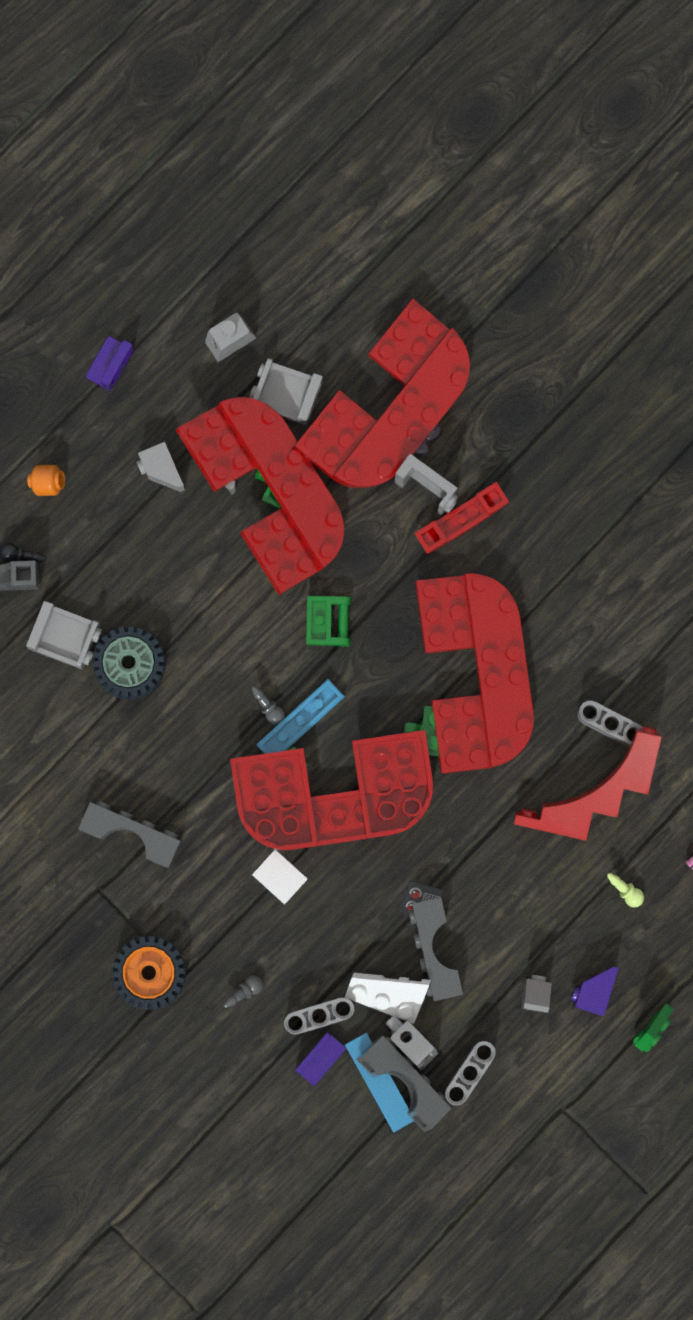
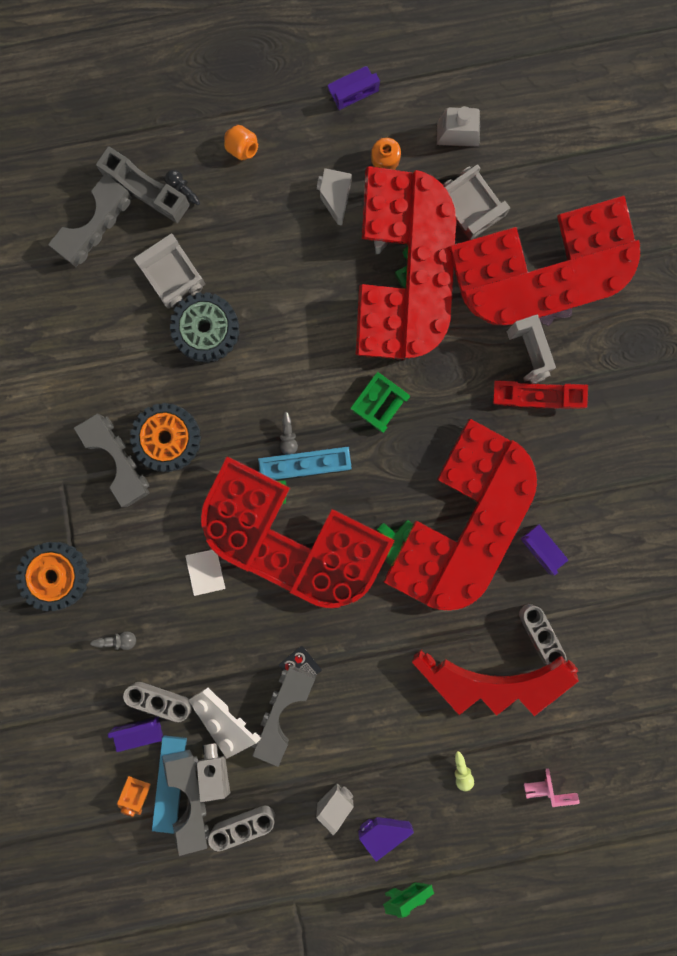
camera: 35 degrees right, 5 degrees up
(146, 771) = (148, 432): none -> wheel
(177, 397) = (386, 154): none -> orange head
(356, 1114) = (133, 796): none -> orange bracket
(560, 648) = (544, 549): none -> dark purple panel

